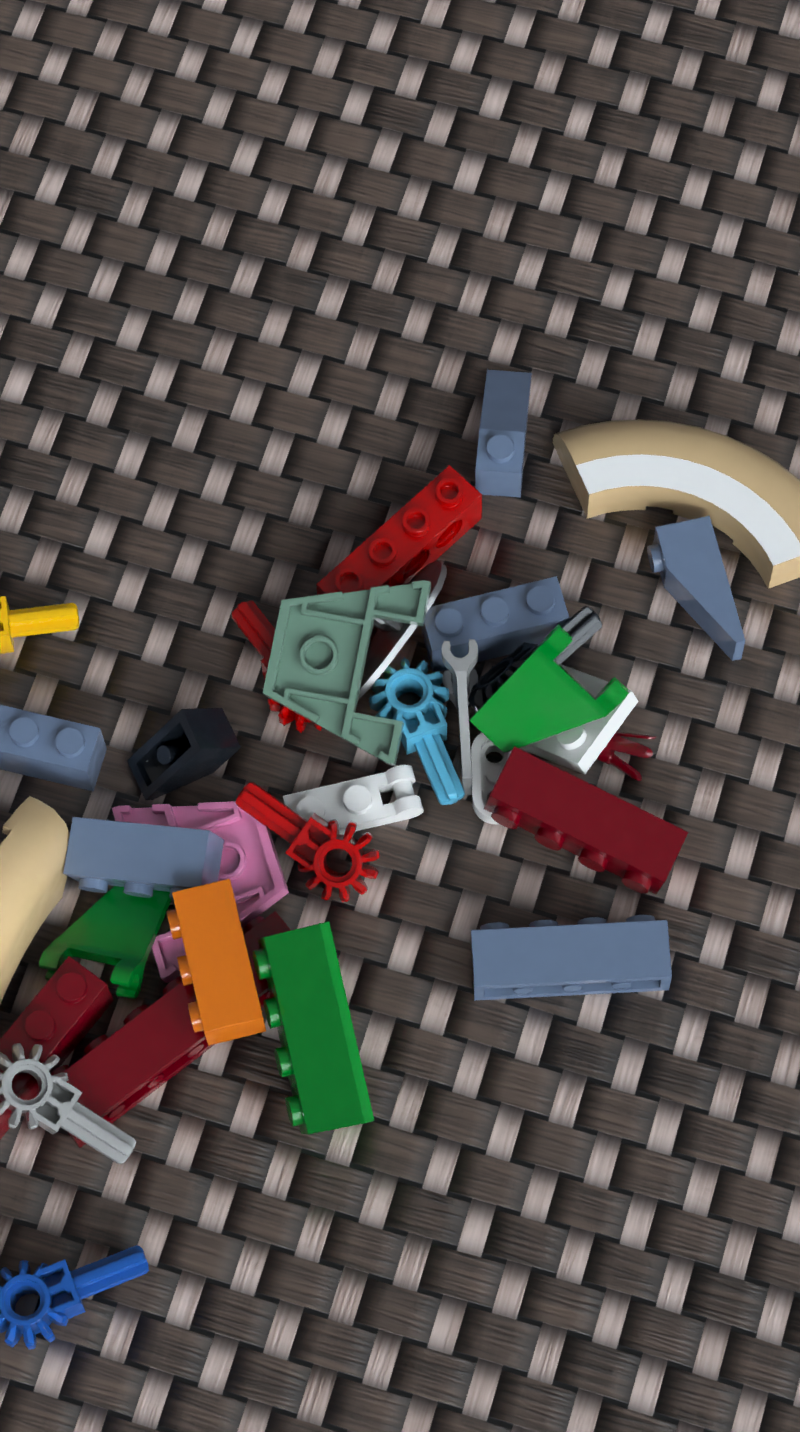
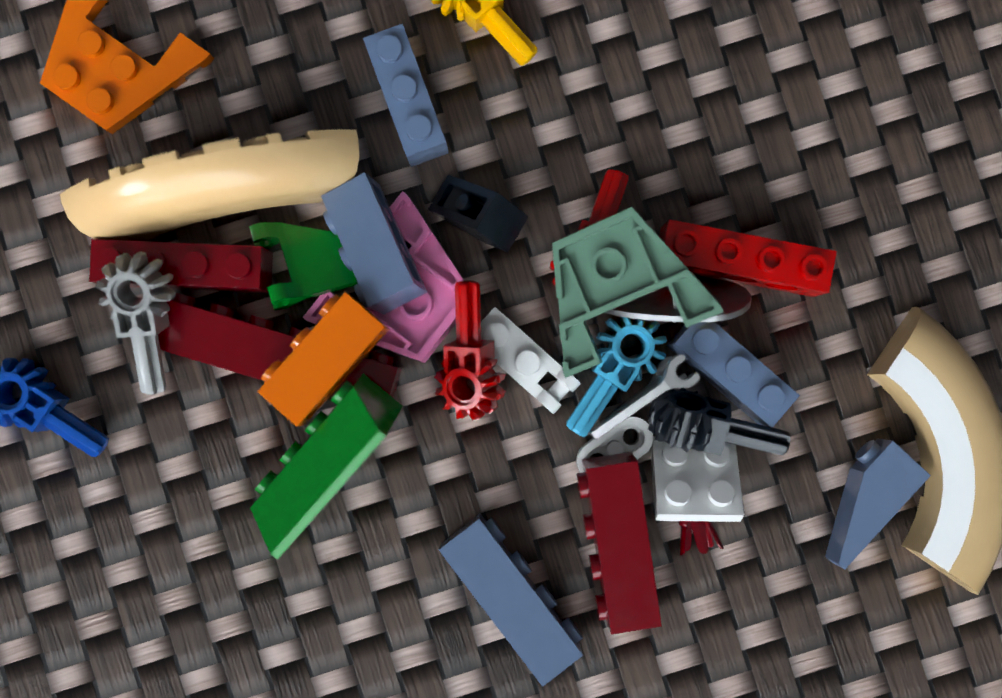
camera: 55 degrees right, 20 degrees up
(503, 433) = (895, 267): sand blue slope -> none
(543, 699) = (692, 459): green flag -> none

